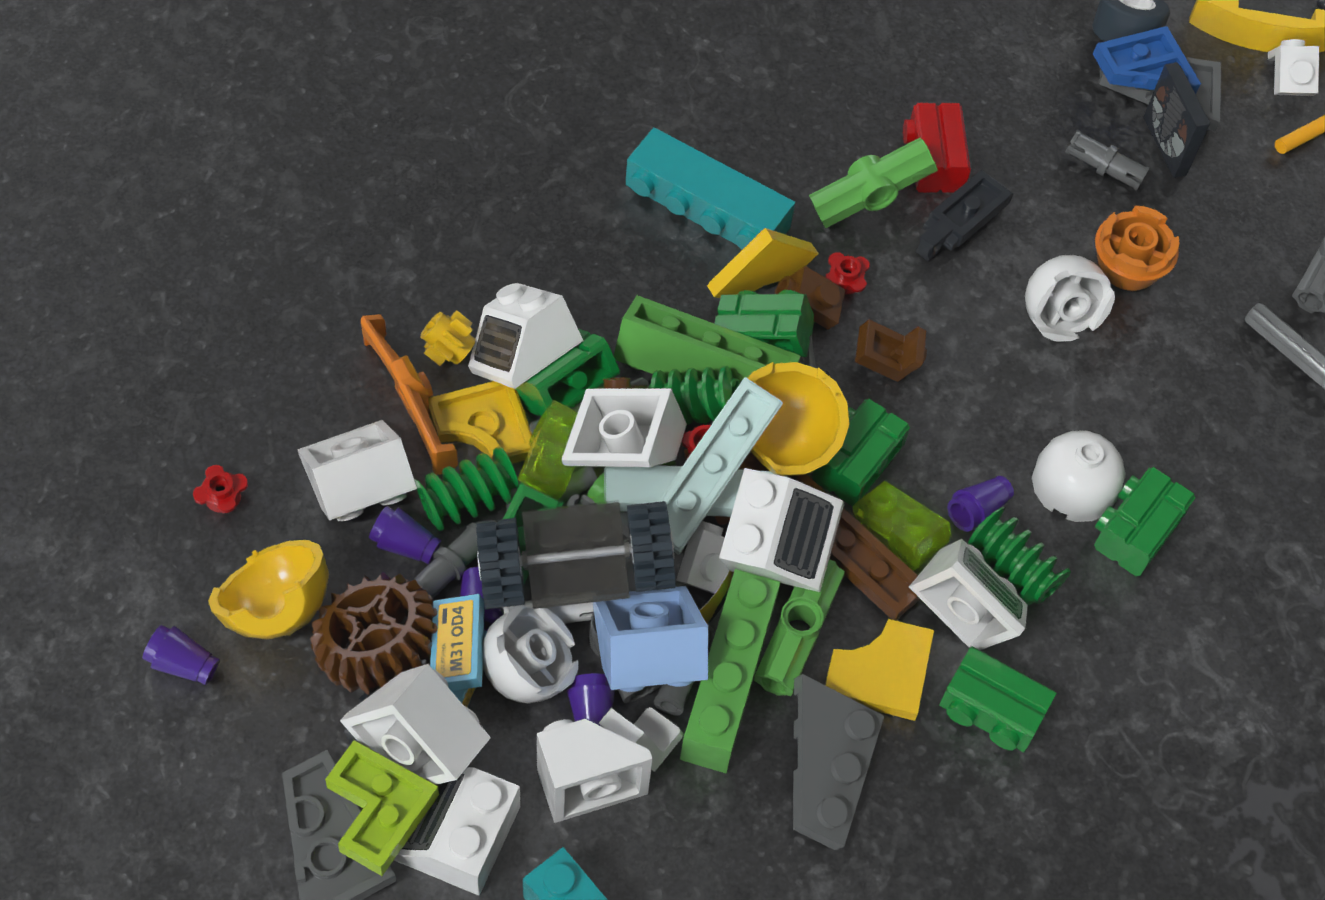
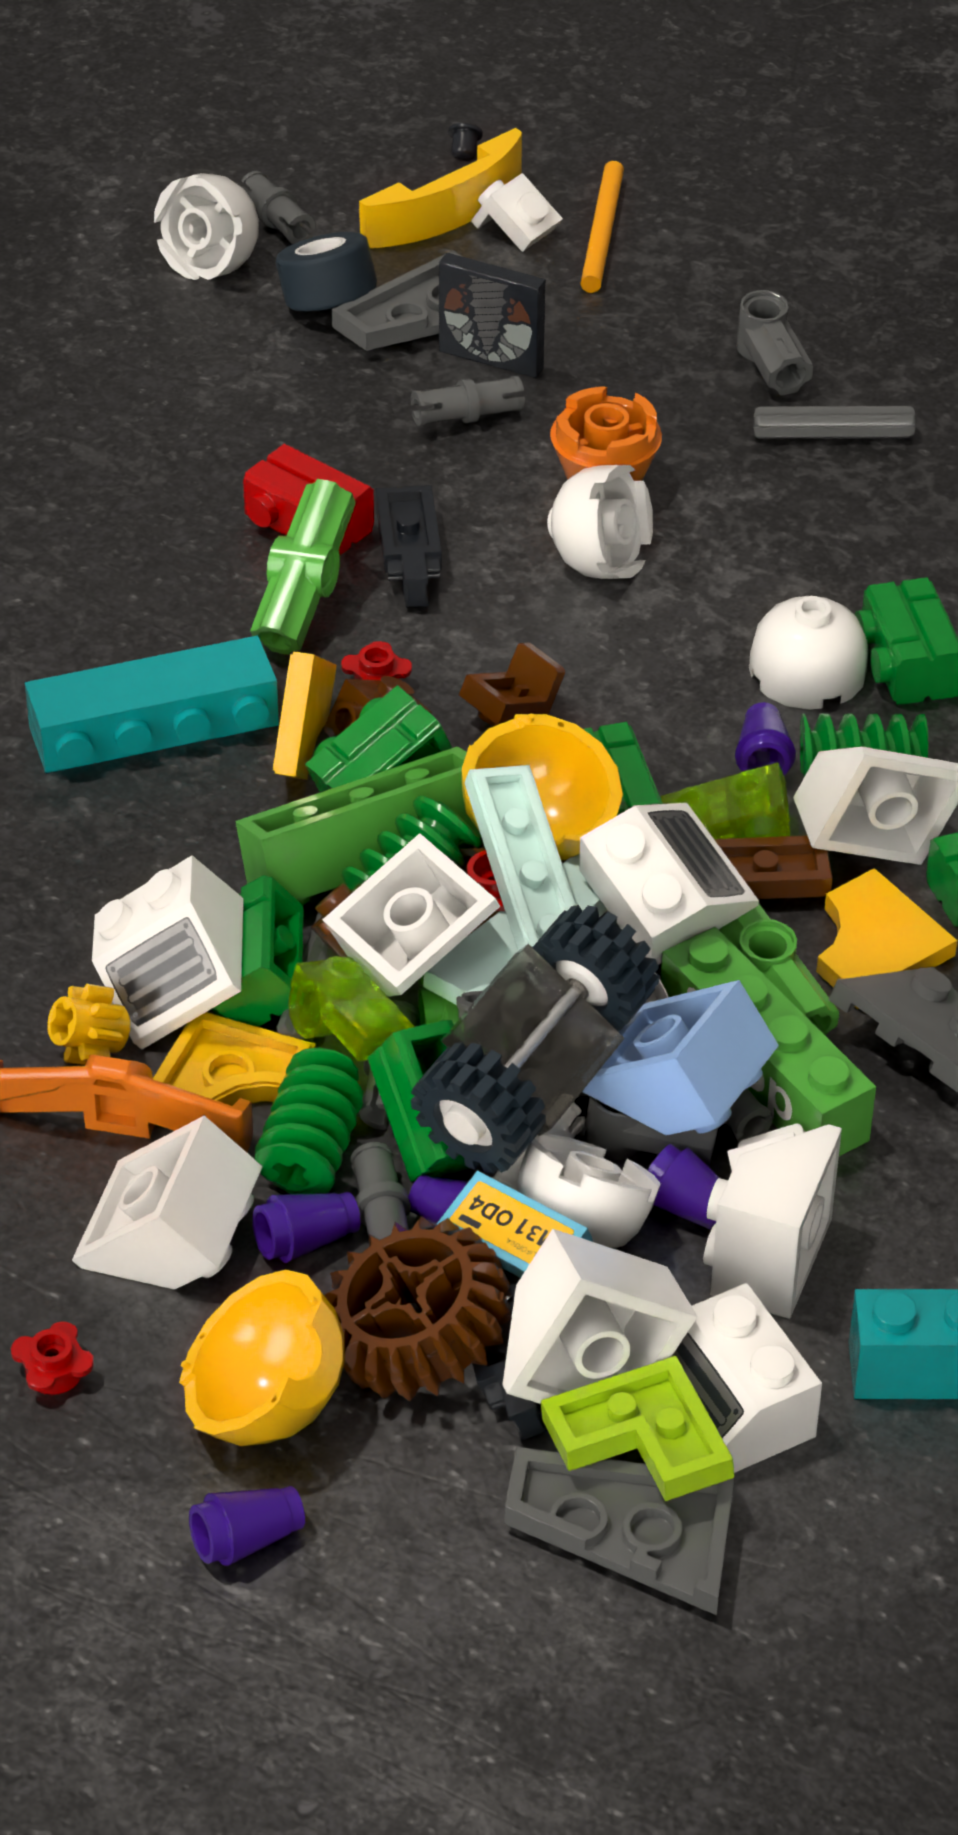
camera: 45 degrees left, 15 degrees down
(1141, 58) = (391, 291): blue wing -> none

